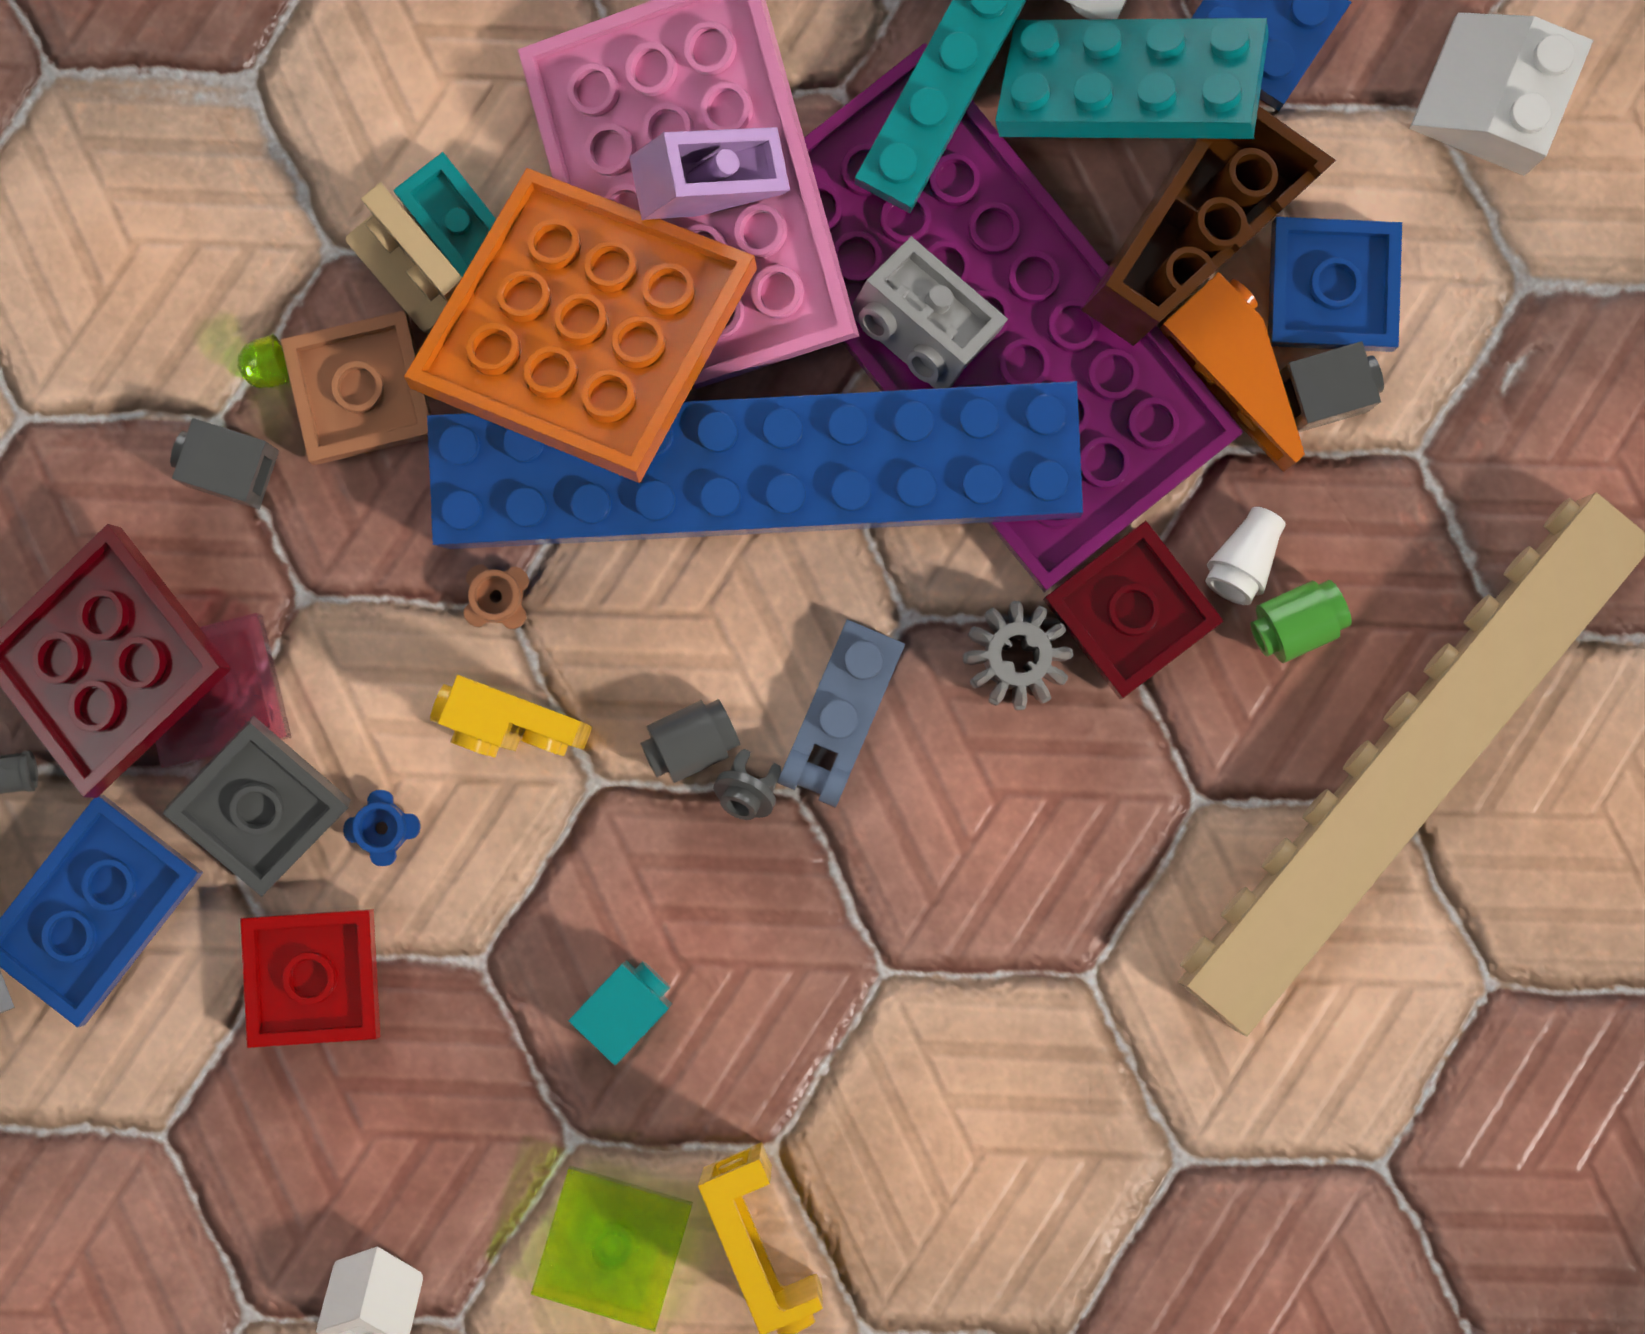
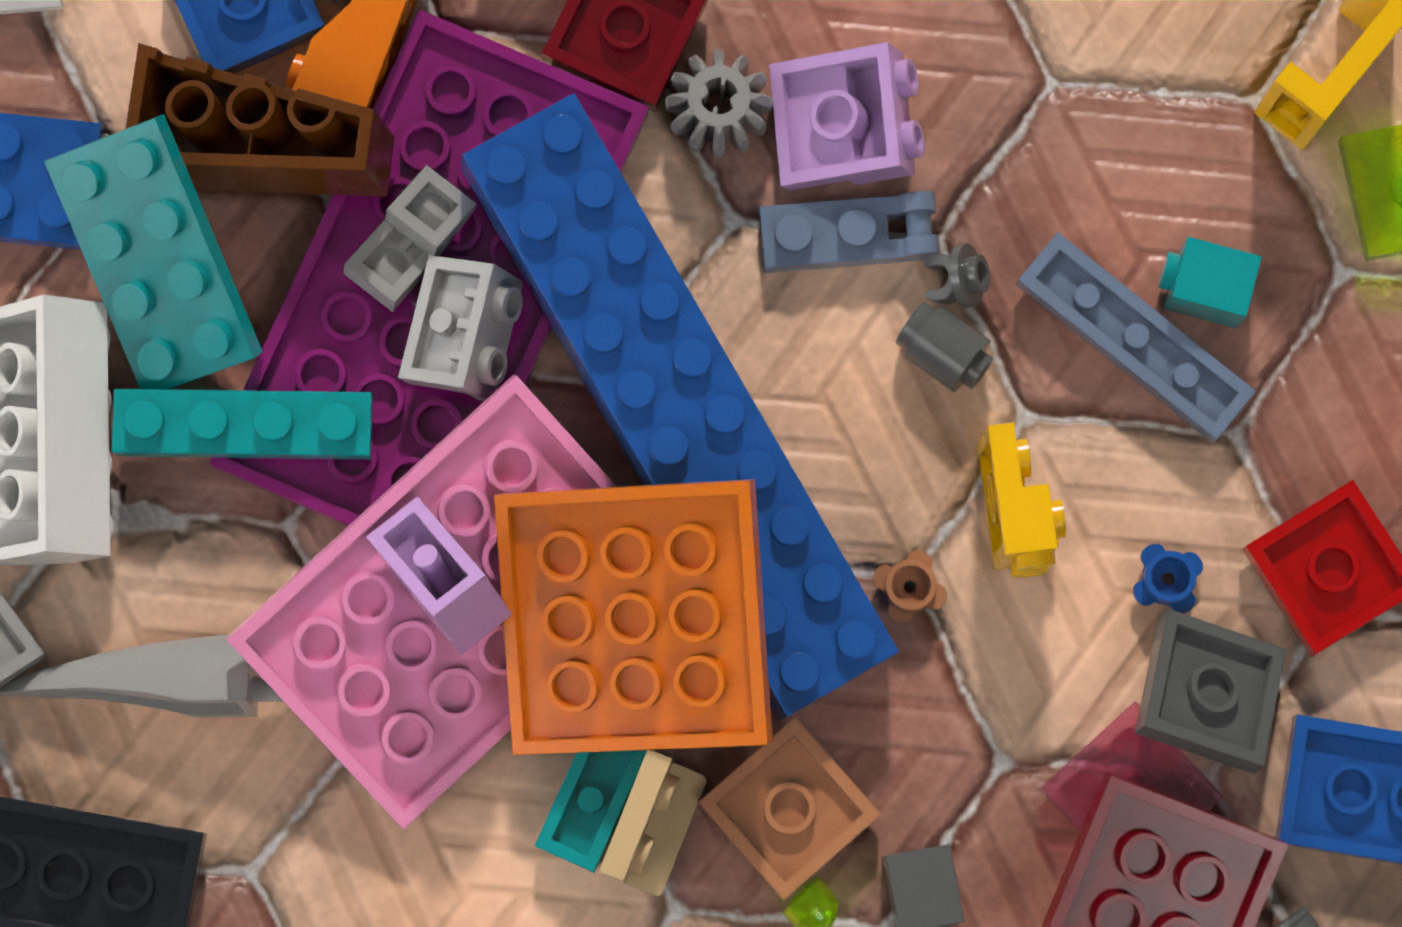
camera: 115 degrees left, 5 degrees down
(608, 916) = (1135, 337): none -> sand blue plate
(945, 762) = (845, 117): none -> lavender plate
(1038, 318) = (414, 227): none -> light grey slope

